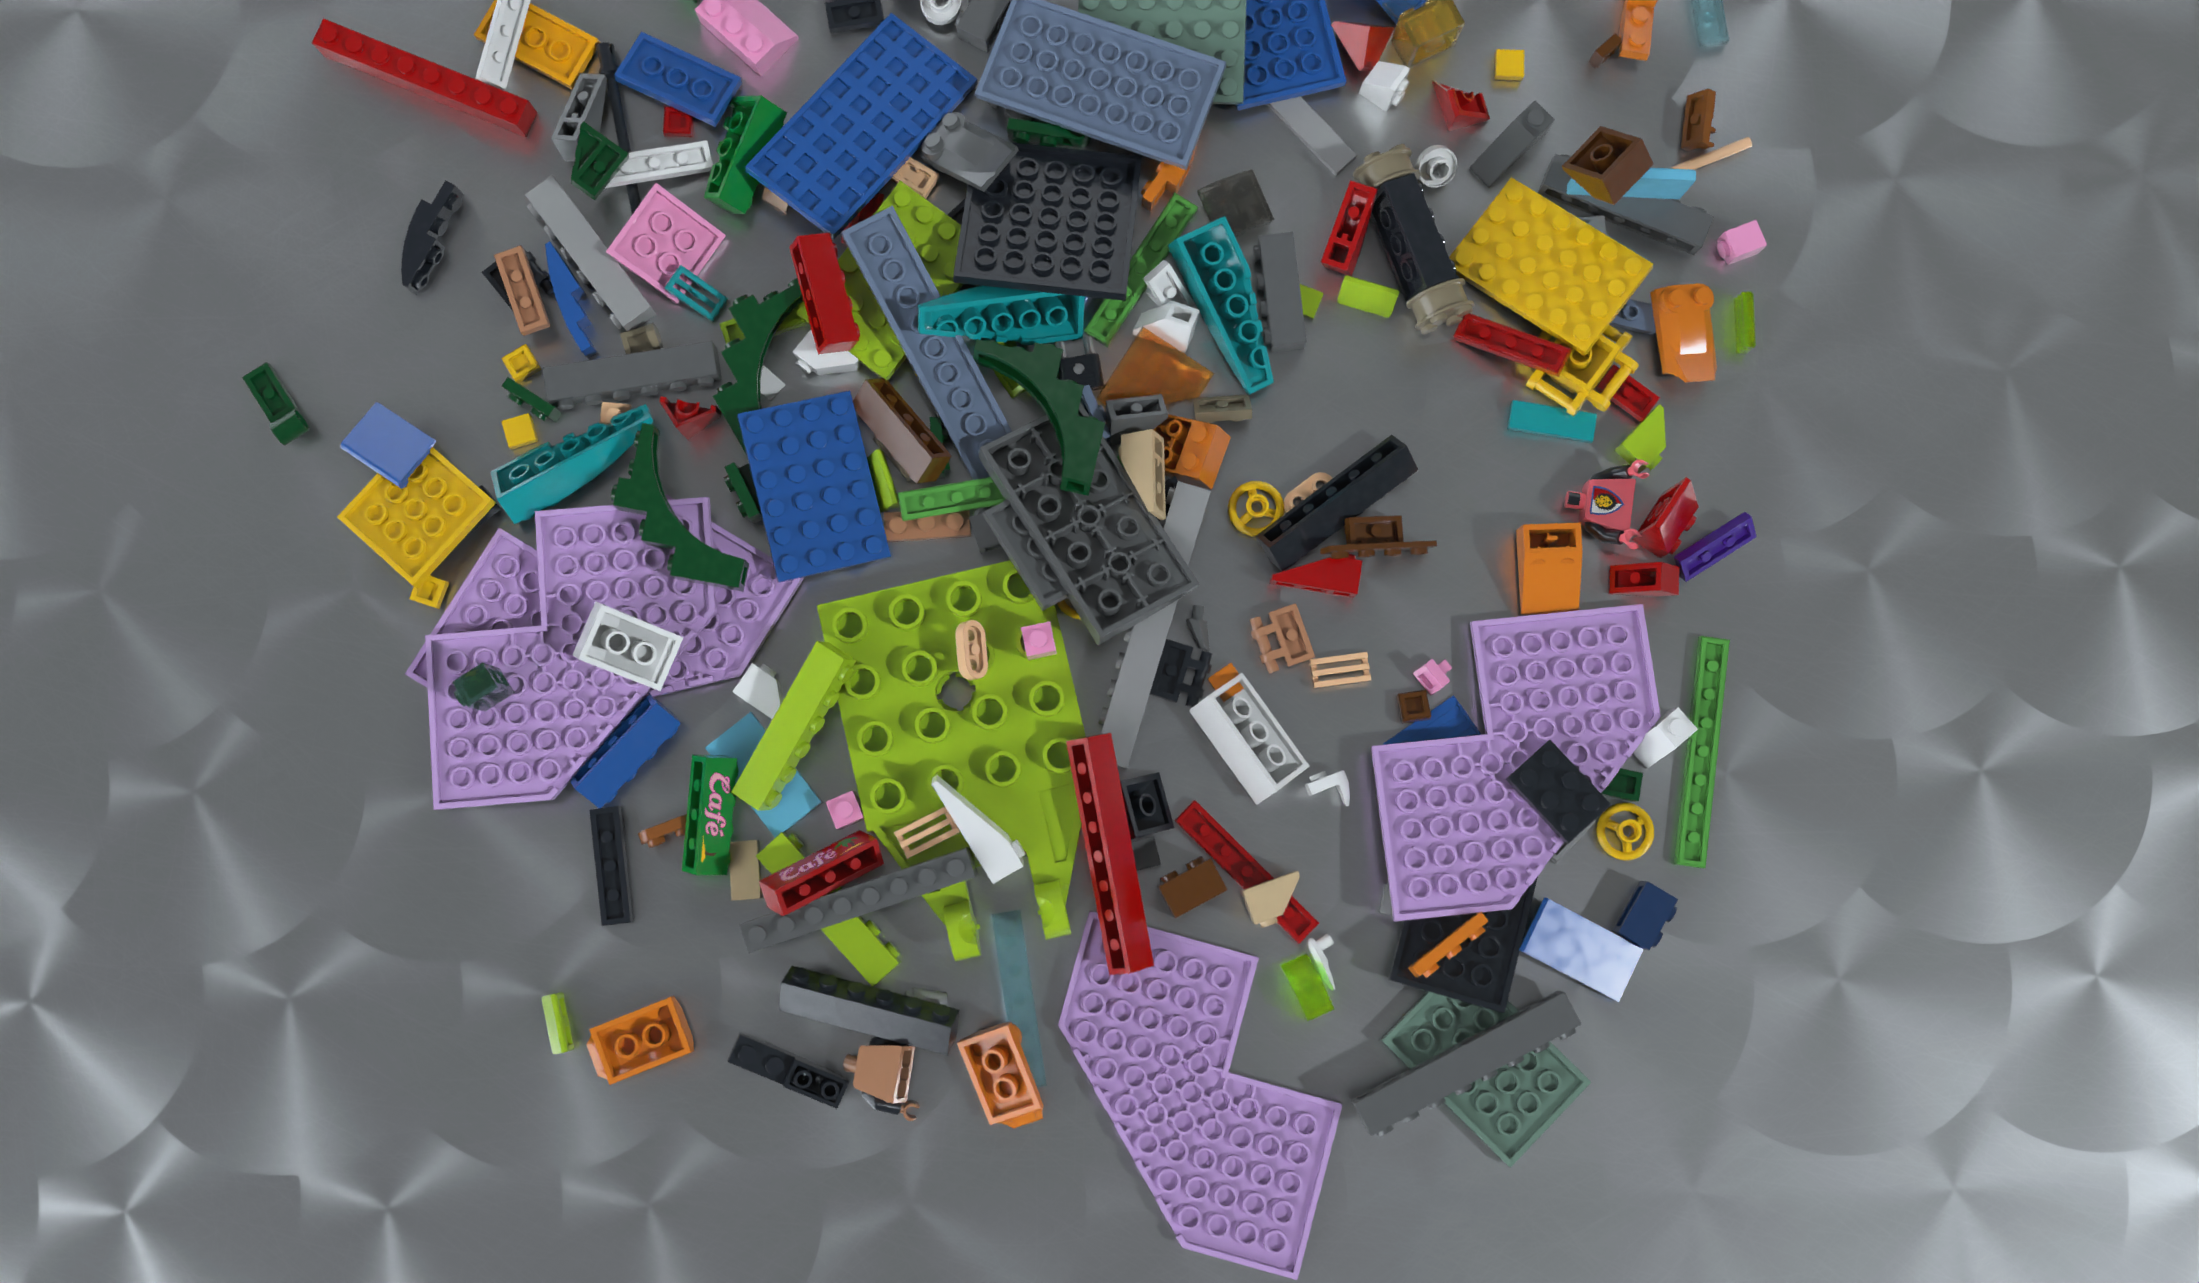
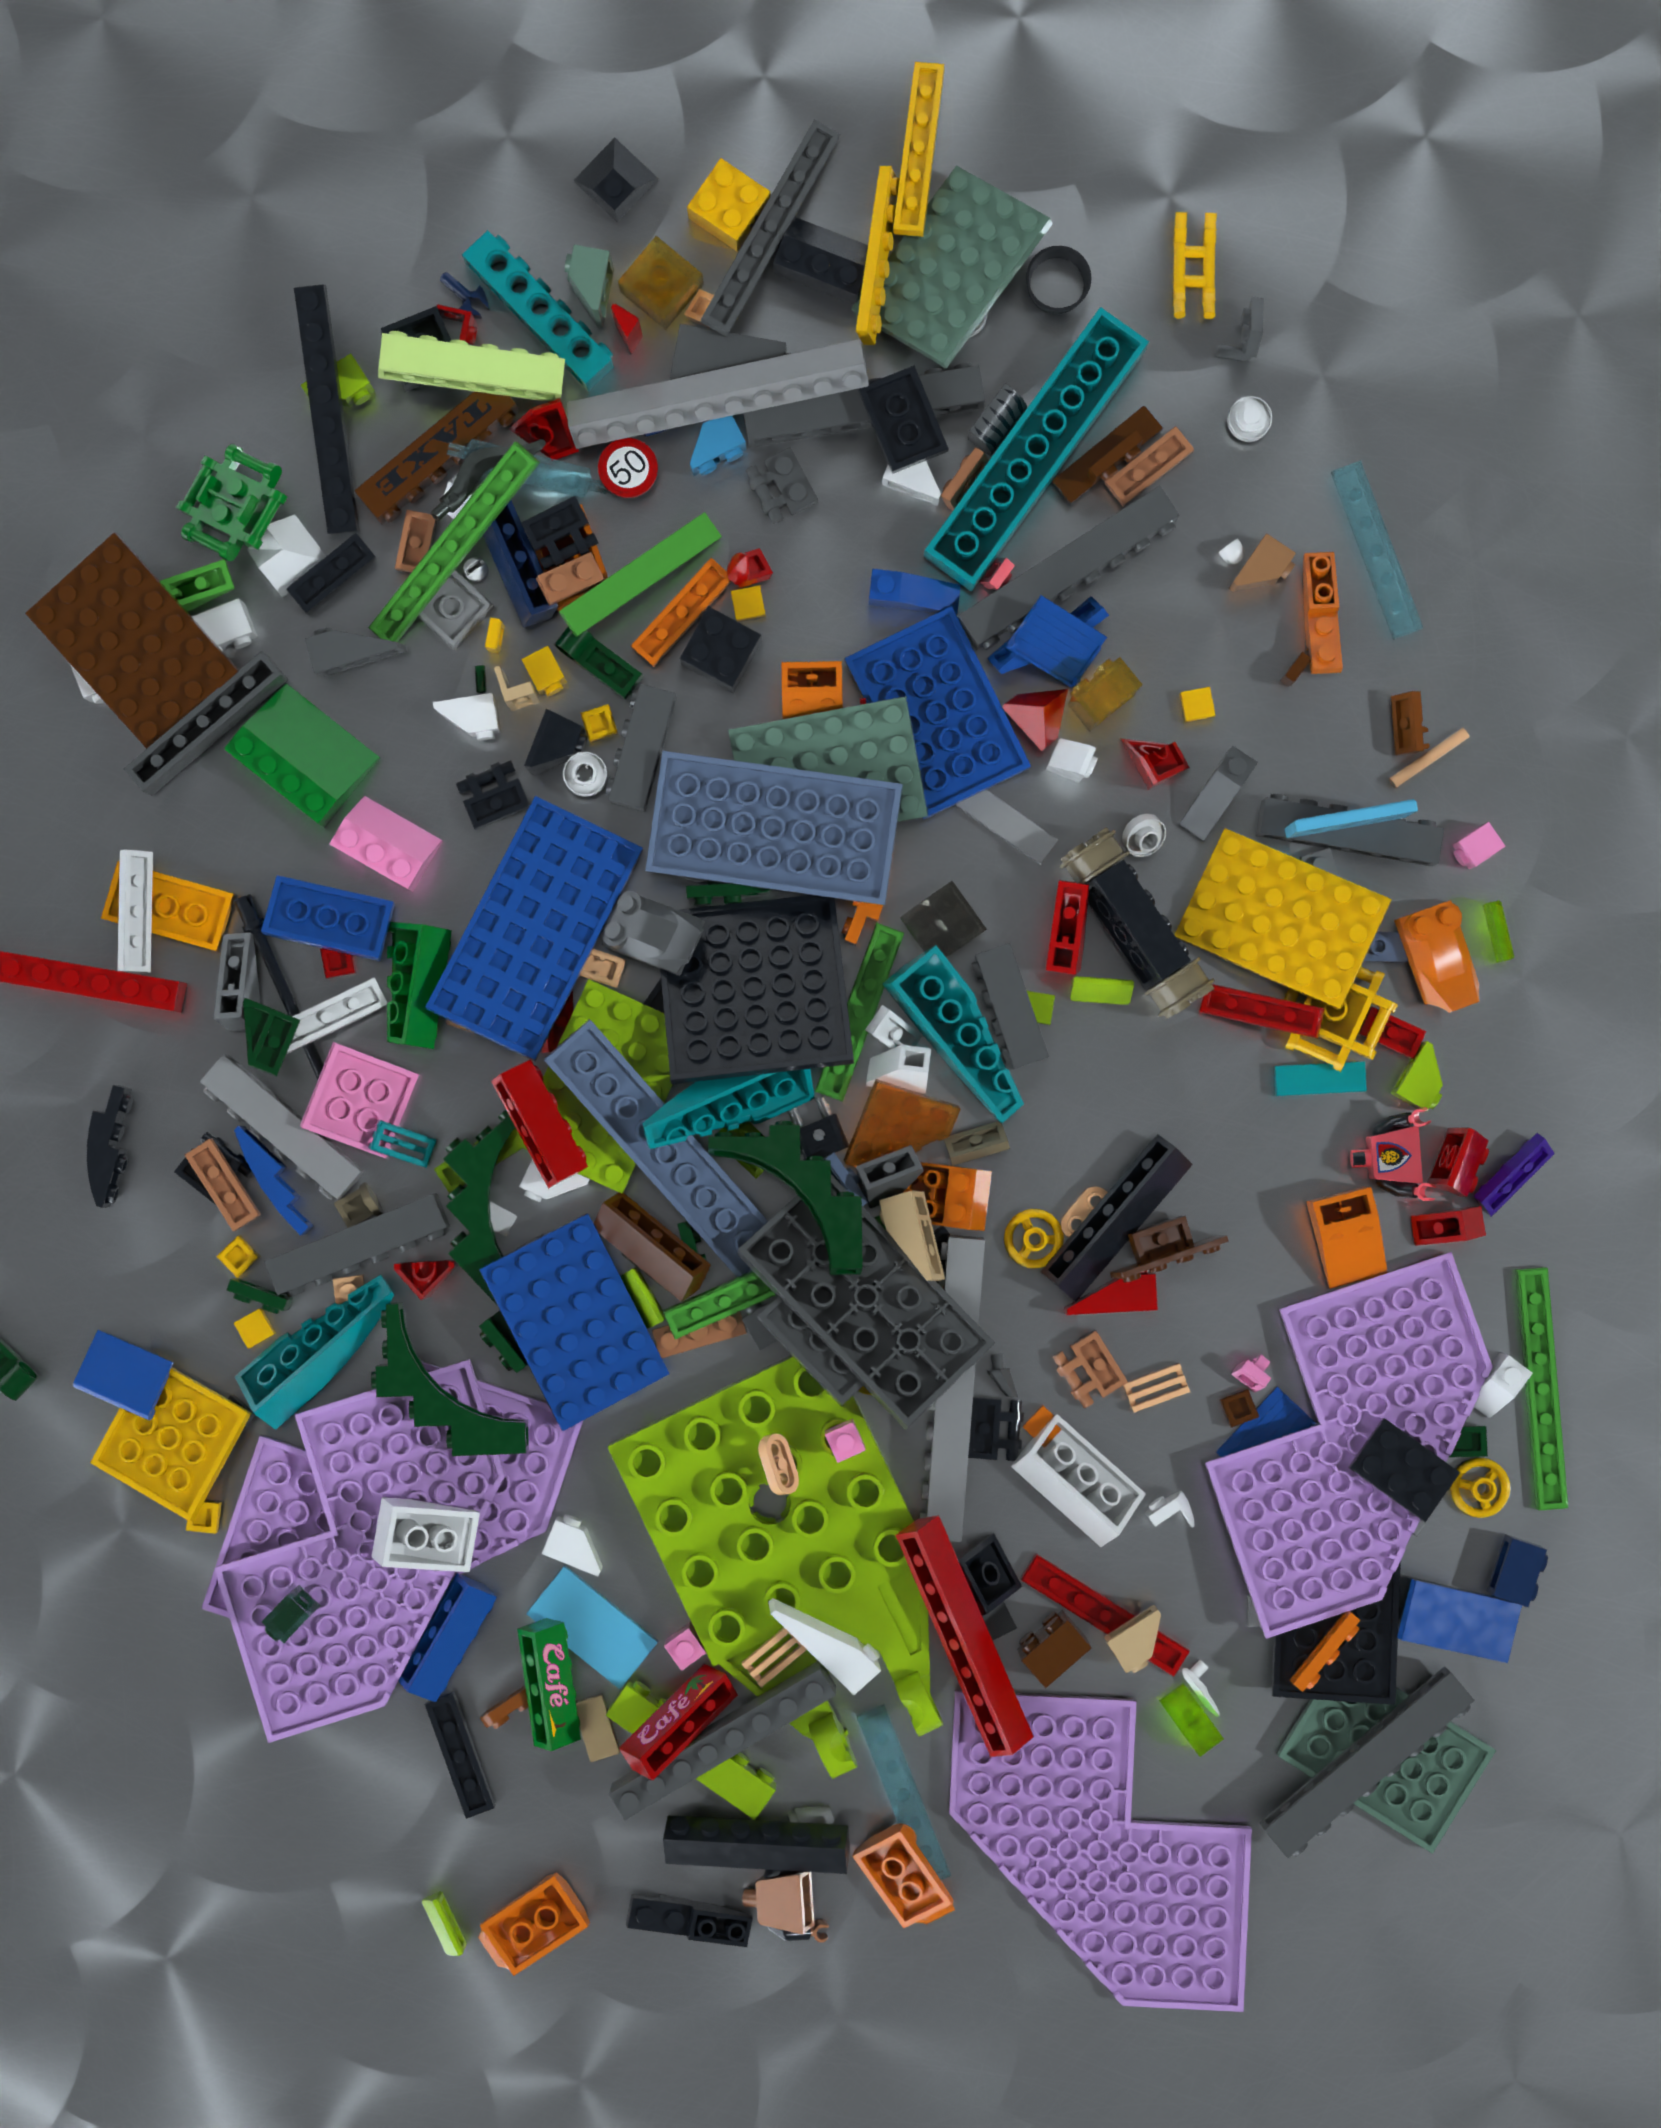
camera: 15 degrees left, 5 degrees up
(794, 726) = (615, 1579): lime brick -> none
(1609, 164) = (1323, 818): reddish brown slope -> none

